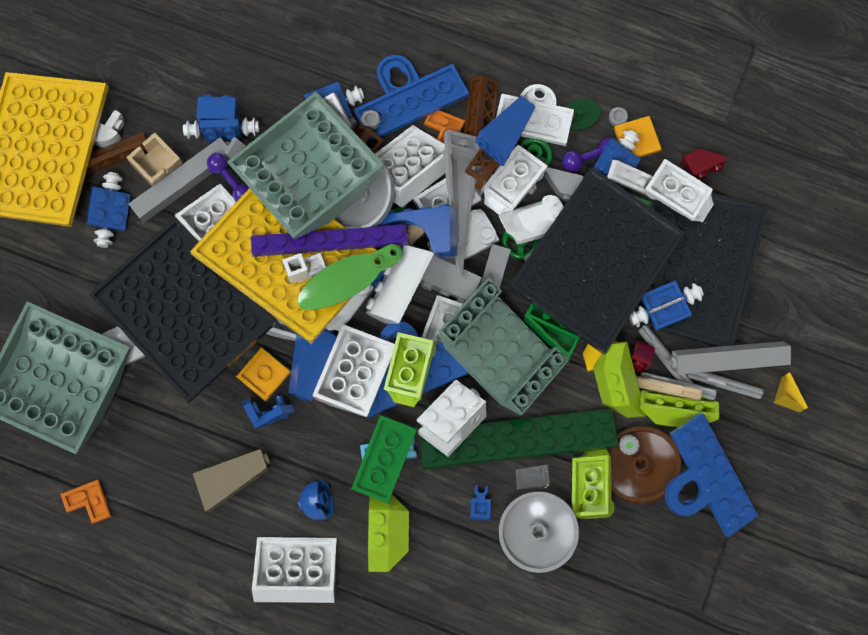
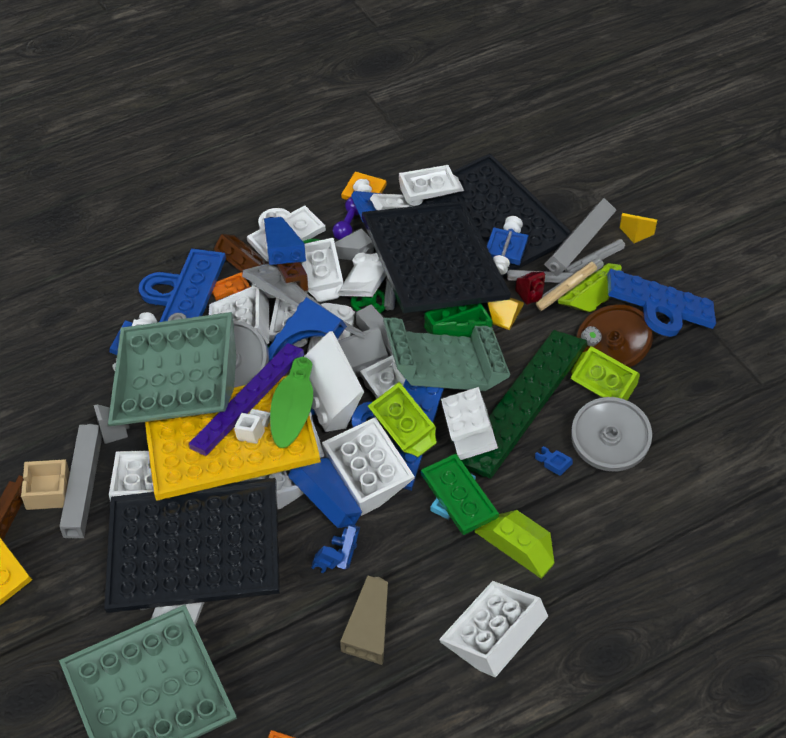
camera: 50 degrees left, 25 degrees down
(108, 209) = (46, 550): blue plate -> none
(217, 108) = (59, 412): blue brick -> none
(218, 164) = (101, 436): dark purple piece -> none
(223, 129) = (68, 421): blue plate -> none
(263, 374) = (303, 535): light orange plate -> none
(316, 501) = (449, 568): blue cylinder -> none
(533, 477) = (564, 410): clear slope -> none
(585, 112) = (315, 203): dark green piece -> none
(618, 116) = (335, 189): light grey tile -> none
(618, 381) = (537, 308): lime wedge -> none
(702, 162) = (421, 160): dark red slope -> none

